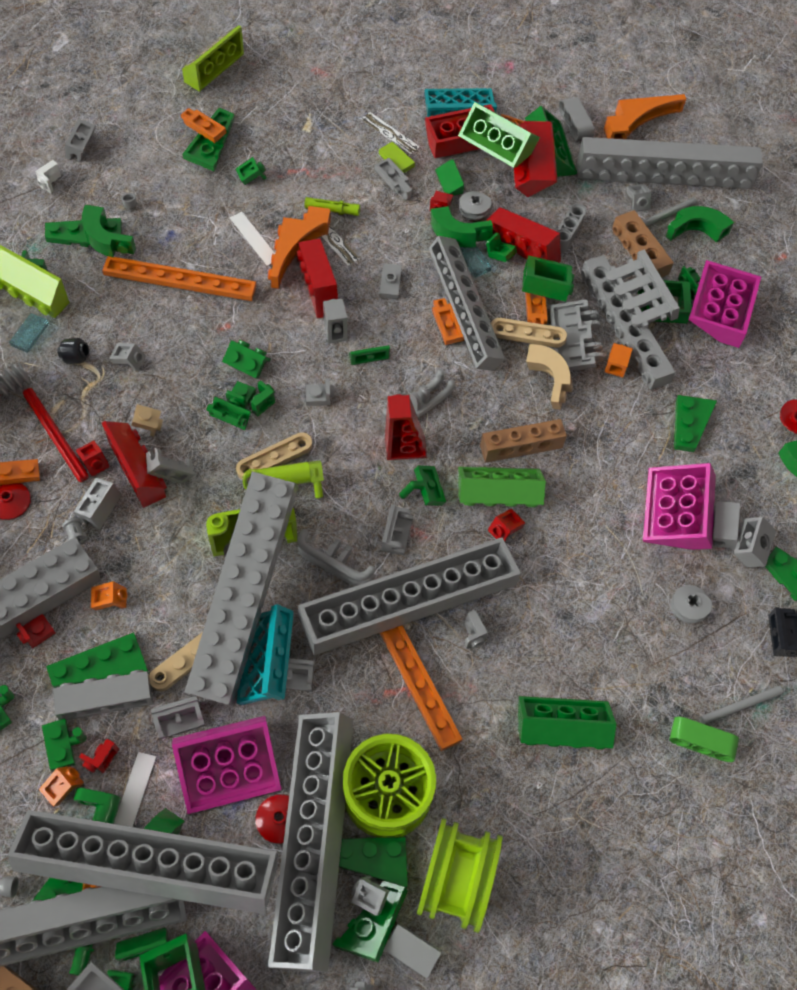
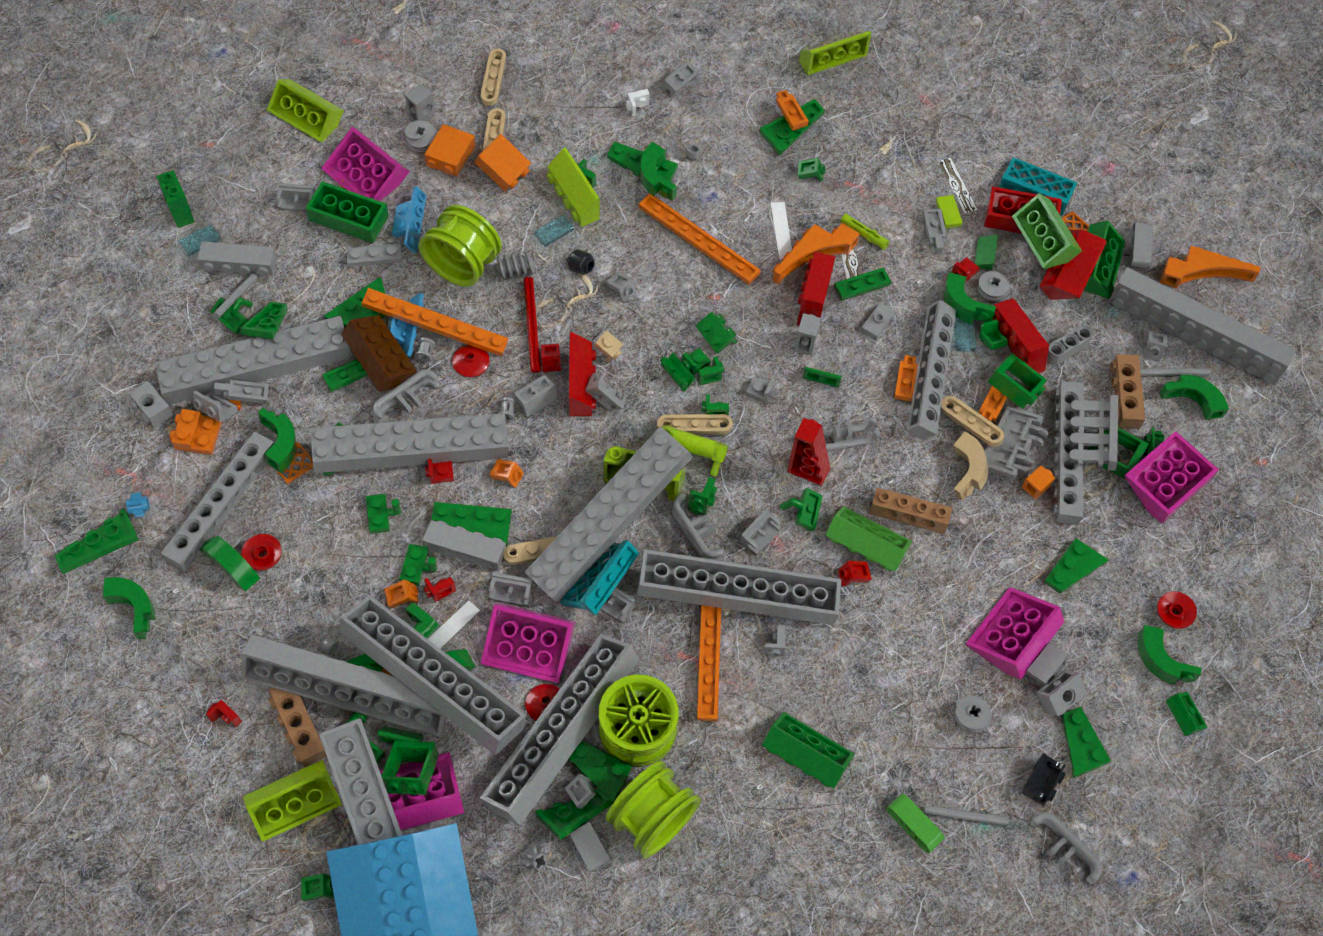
camera: 30 degrees right, 0 degrees up
(284, 432) = (714, 408): none -> green bracket
(324, 529) = (700, 502): none -> green bracket
(357, 254) = (862, 284): none -> green plate

